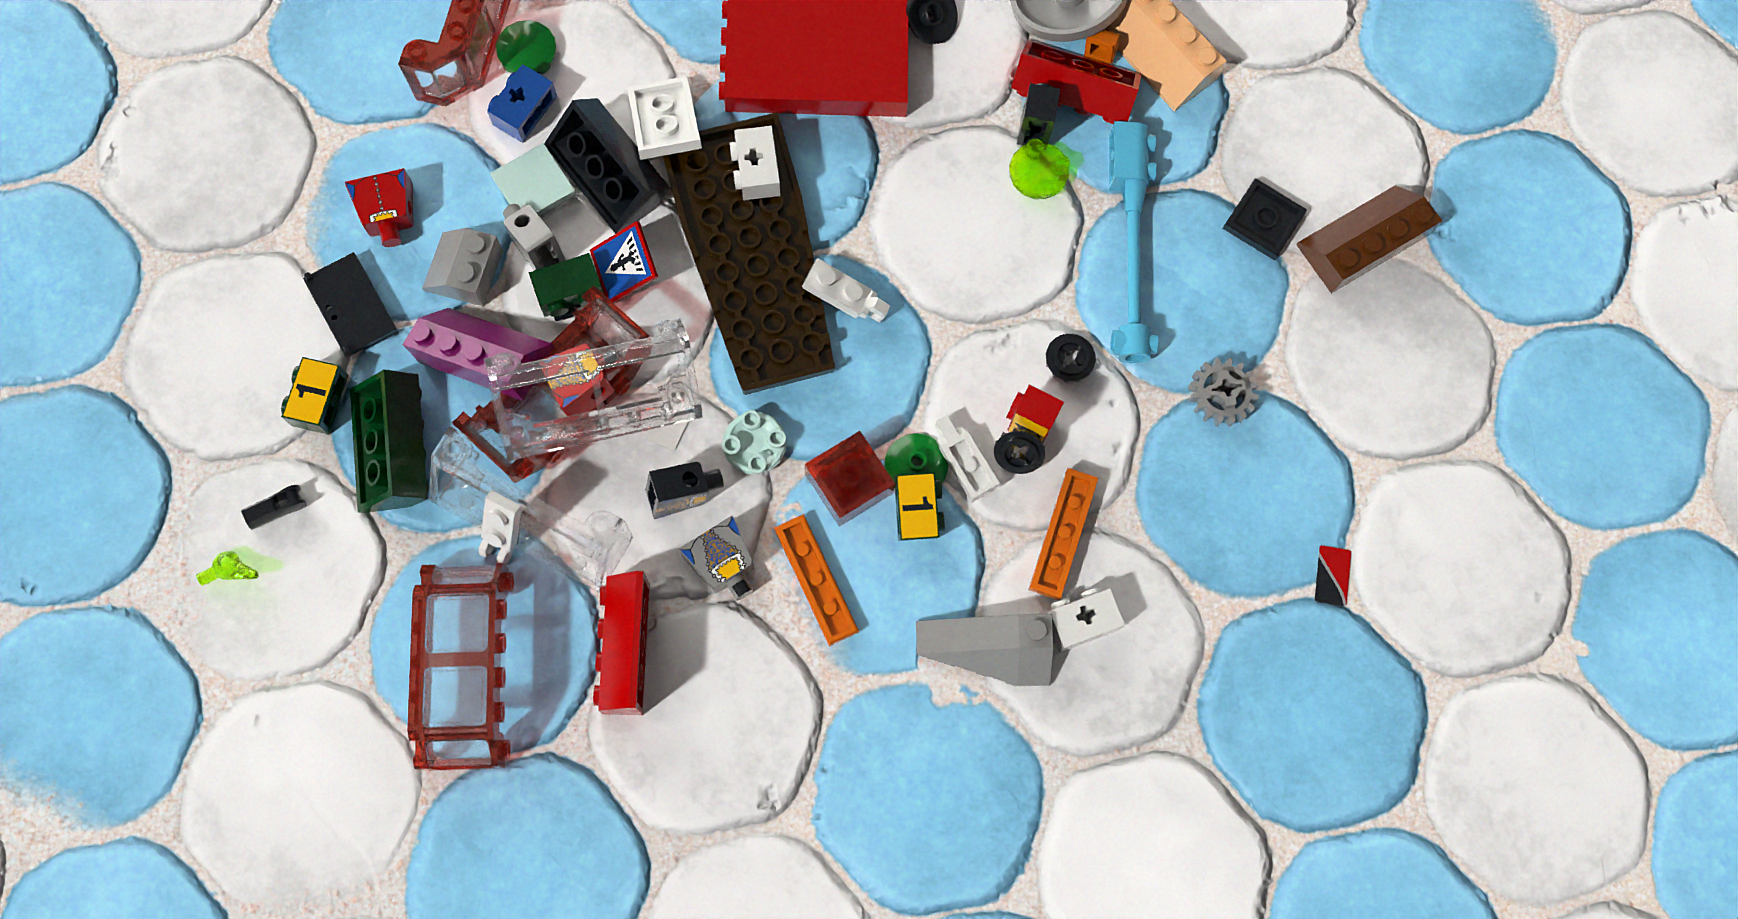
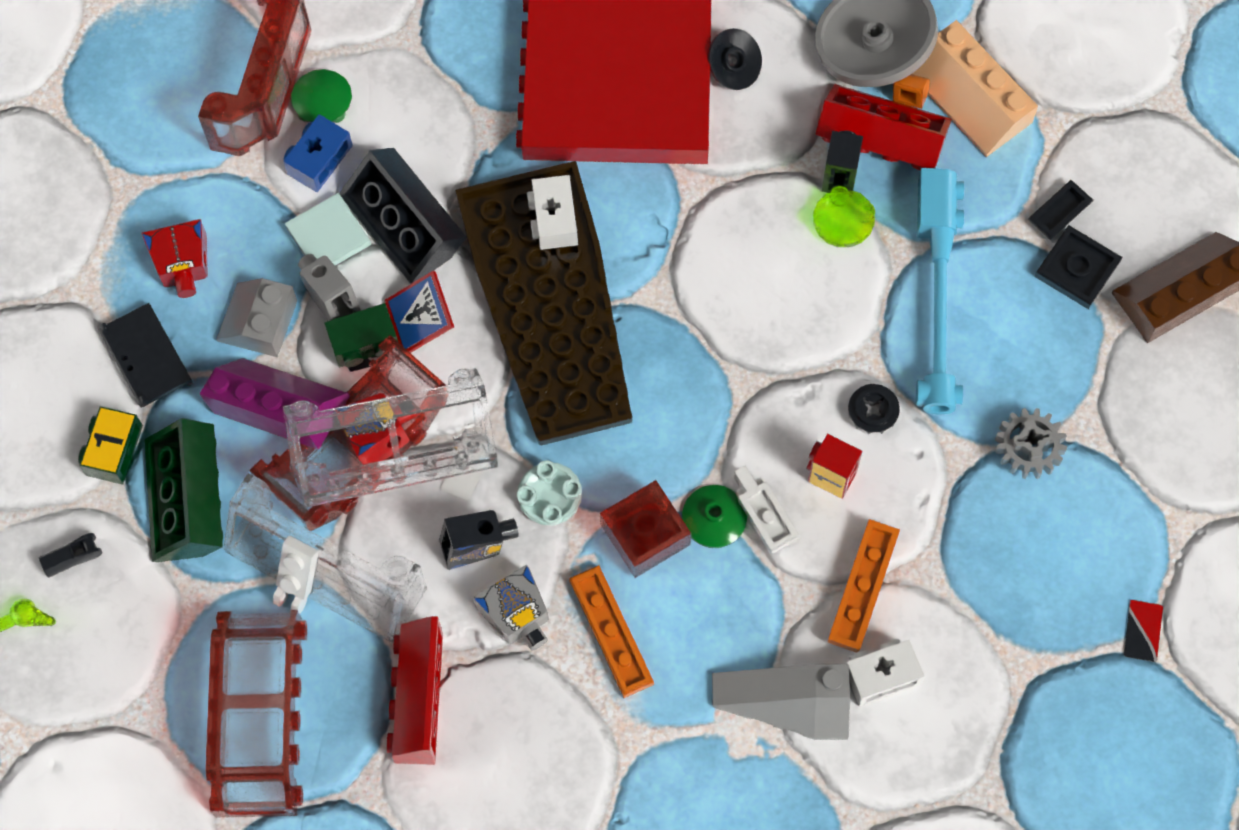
camera: 10 degrees right, 5 degrees down
(664, 118) = (461, 167): white plate -> none
(844, 292) = (642, 342): white hinge -> none
(917, 506) = (714, 557): yellow brick -> none
(1019, 462) = (819, 514): black gear -> none
(1247, 163) = (1060, 209): none -> black tile

